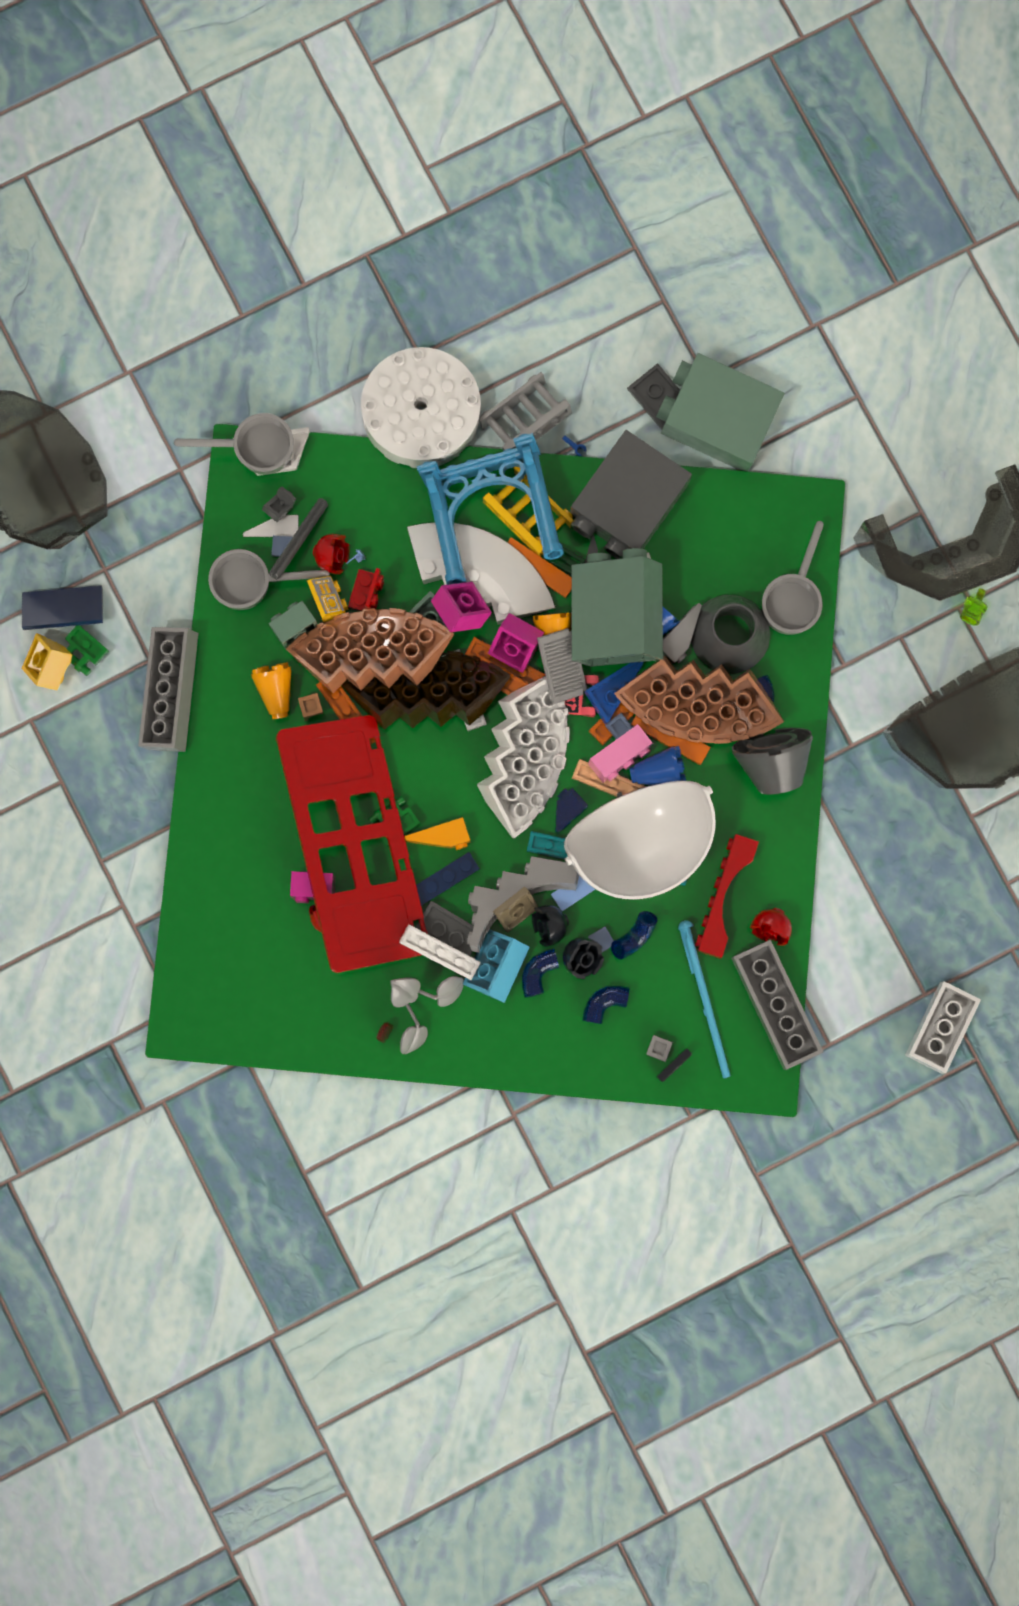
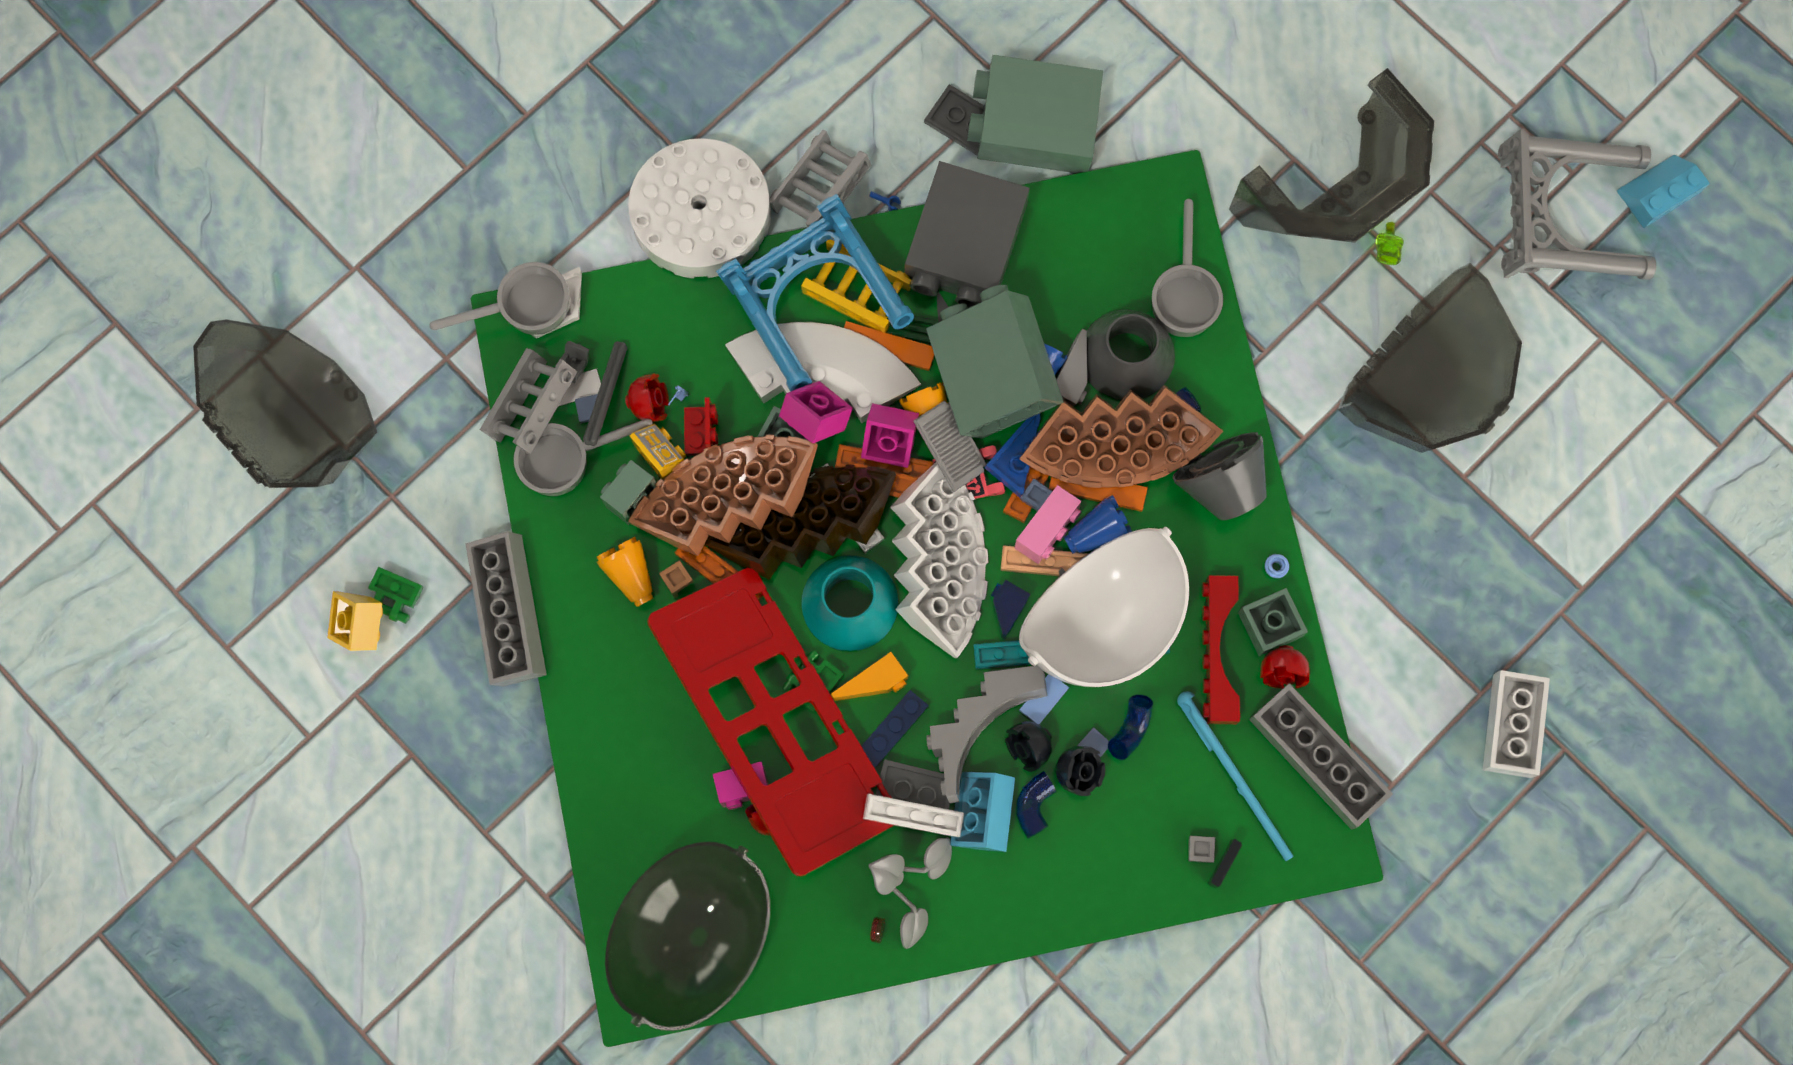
camera: 15 degrees left, 5 degrees down
(62, 607) = (355, 553): dark blue tile -> none
(226, 517) = (516, 391): none -> light grey fence
(234, 991) = (687, 935): none -> clear smoke windscreen
(450, 792) = (853, 632): none -> teal cone
(515, 909) = (985, 738): dark tan tile -> none
(603, 999) = (1118, 812): clear blue cylinder -> none
(774, 886) = (1272, 622): none -> sand green brick
(800, 842) = (1281, 560): none -> light blue plate

